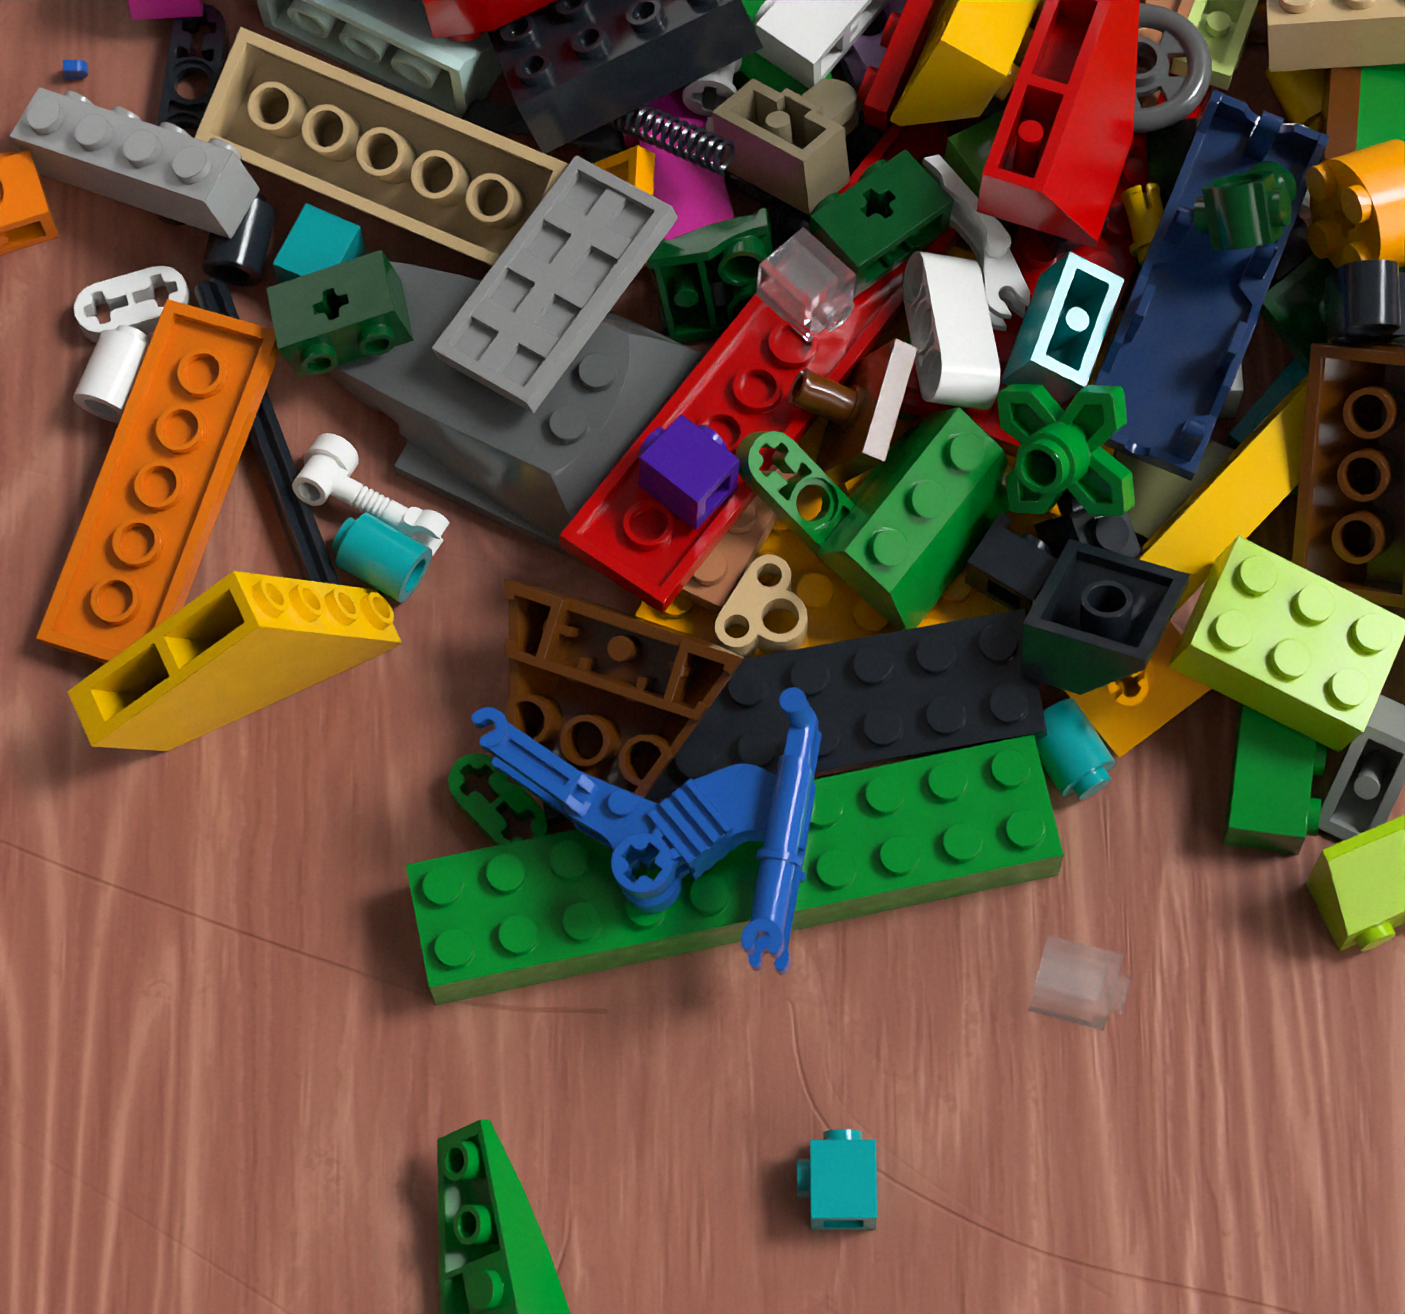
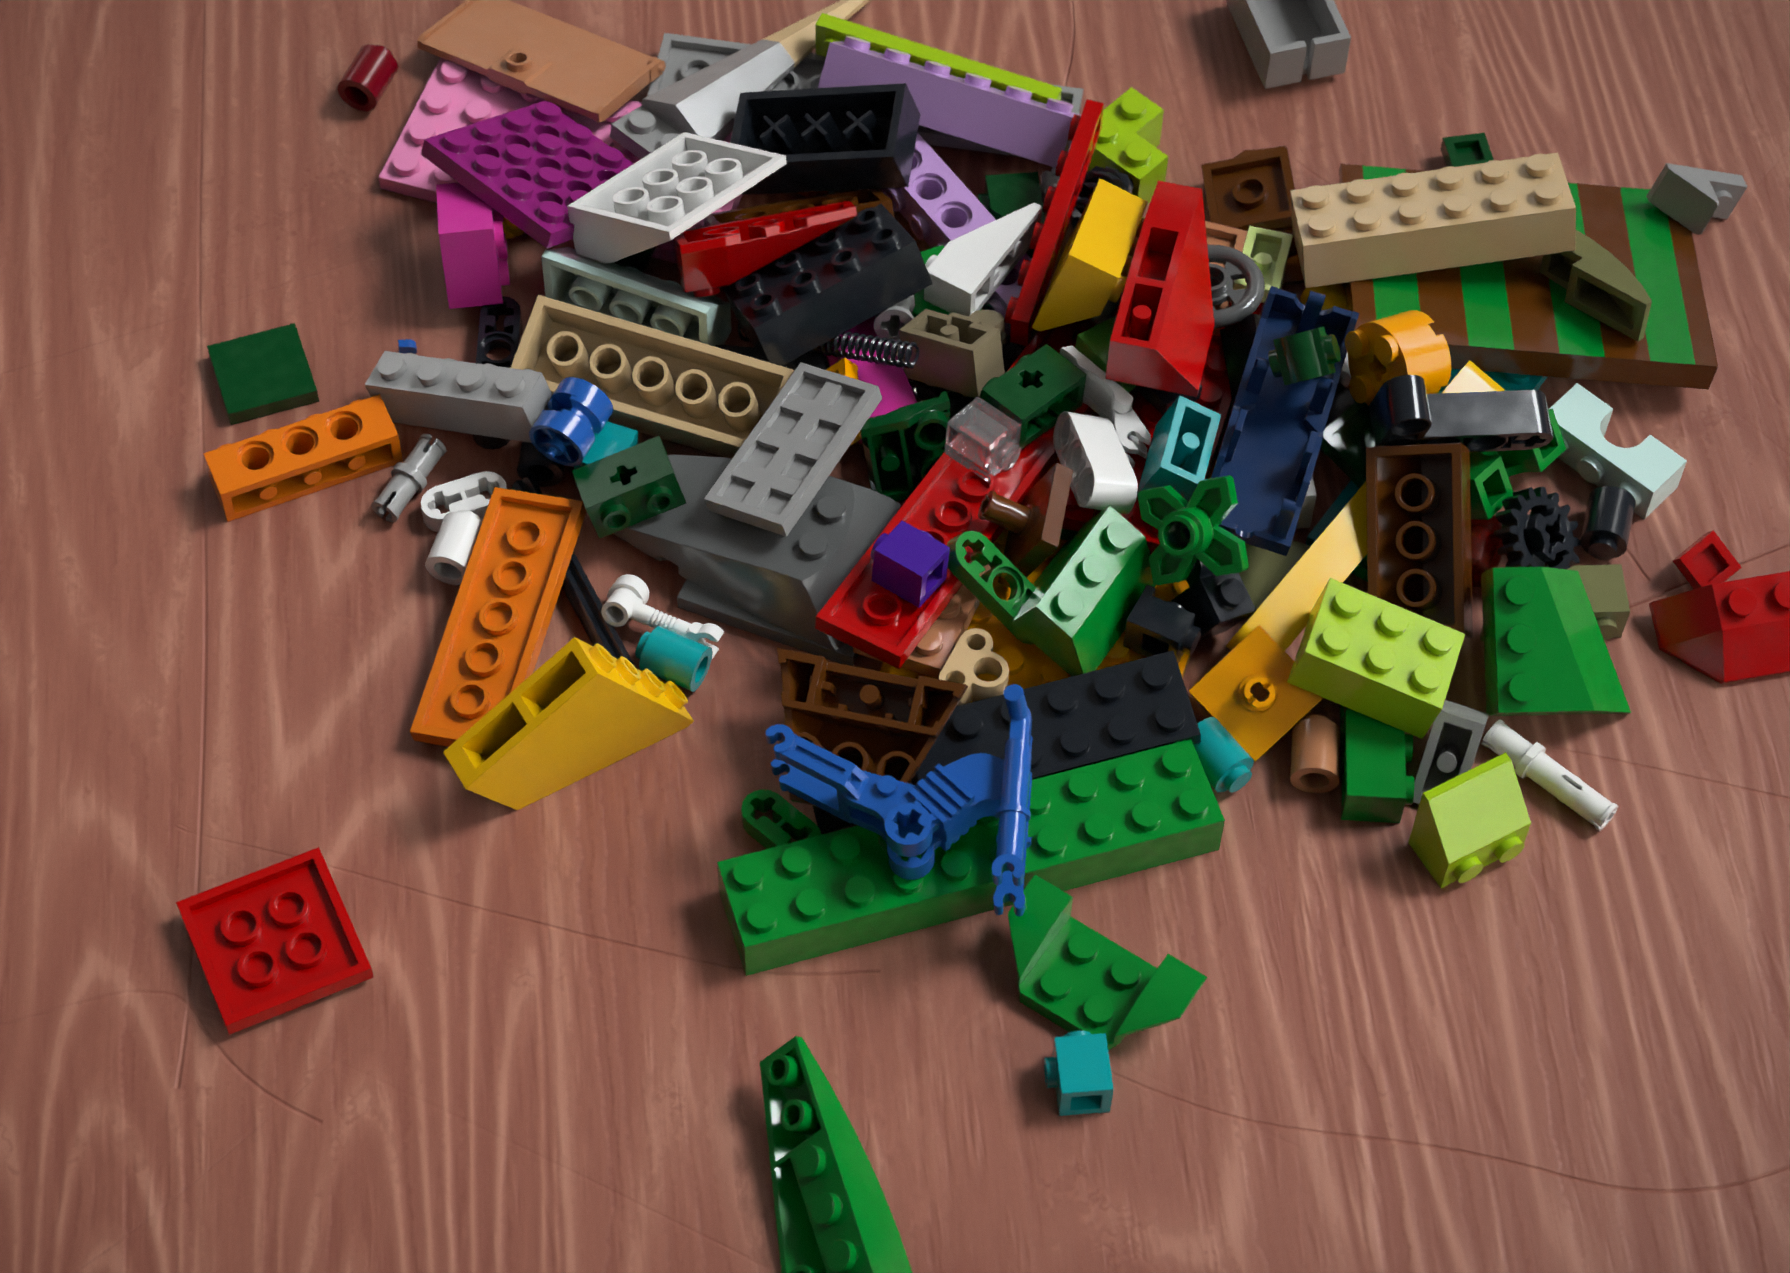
camera: 10 degrees left, 15 degrees down
(62, 266) = (408, 478): none -> light grey pin
(274, 209) = (569, 425): none -> blue wheel
(869, 1049) = (1088, 979): none -> green piece
(1079, 983) = (1246, 918): clear brick -> none
(1097, 618) = (1229, 647): black slope -> none
(1143, 215) = (1225, 385): yellow pin -> none
(1198, 755) = (1315, 754): none -> nougat brick

